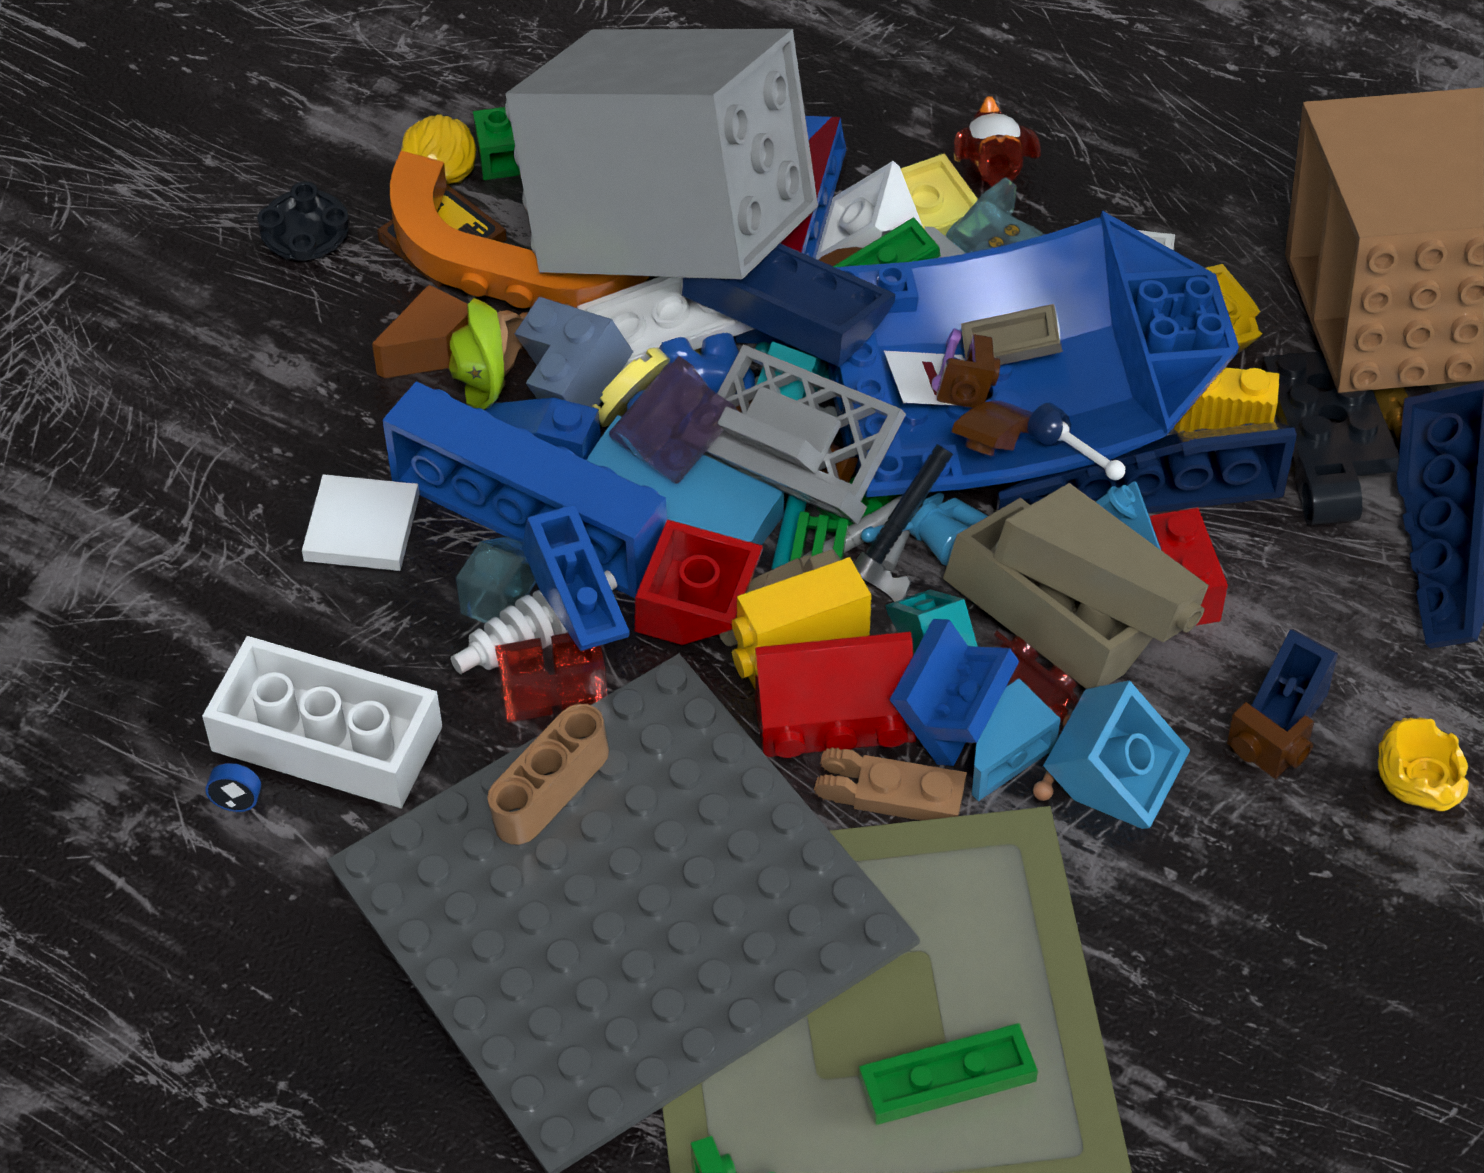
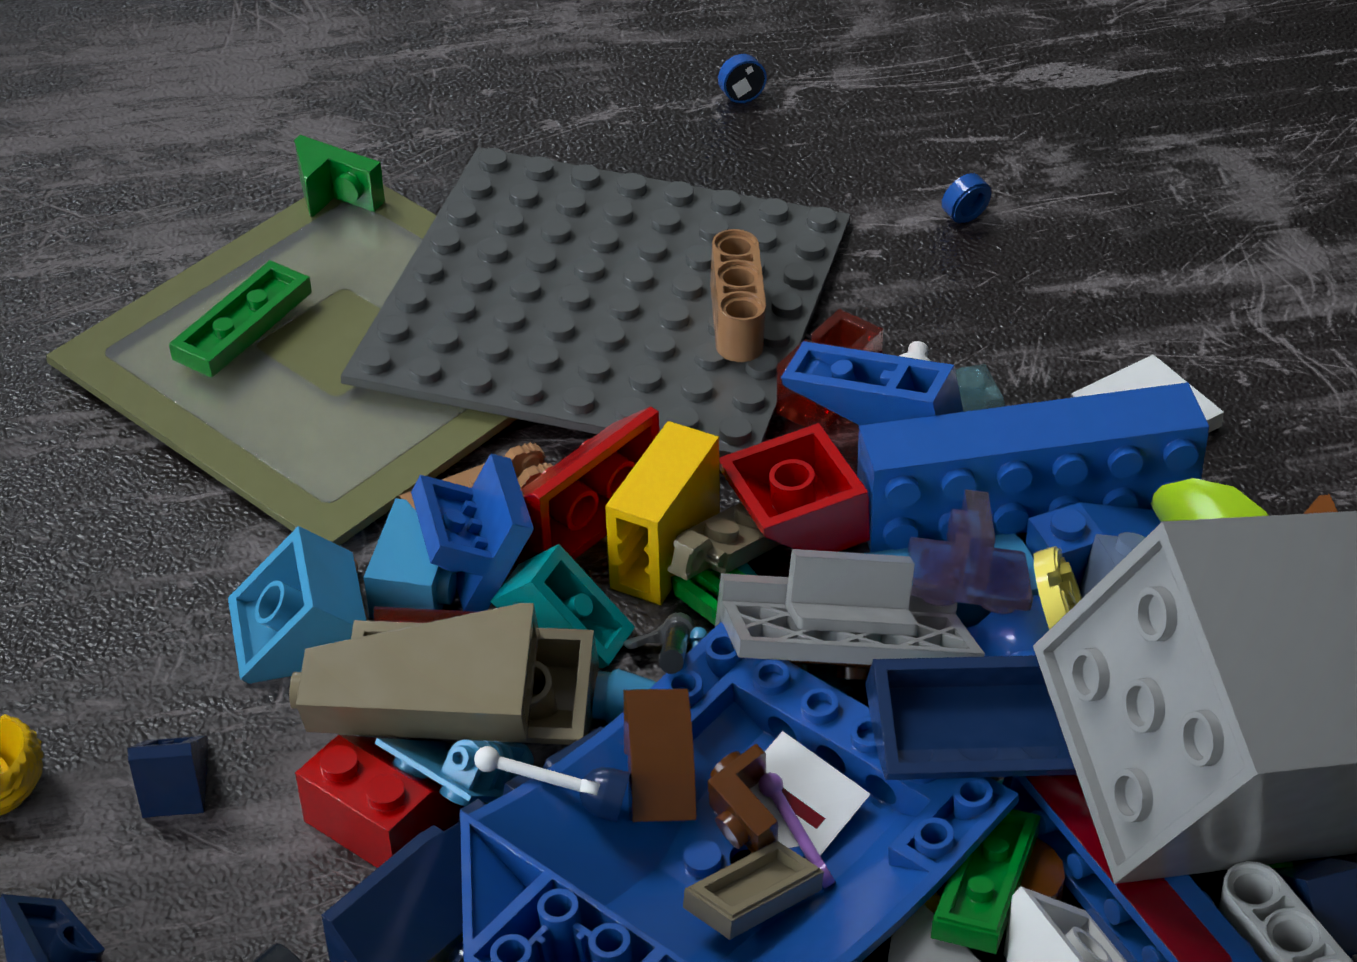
camera: 140 degrees right, 10 degrees down
(228, 1082) = (742, 78): none -> tile
(323, 721) = (955, 248): white brick -> none
(1266, 743) = (162, 704): reddish brown bracket -> none

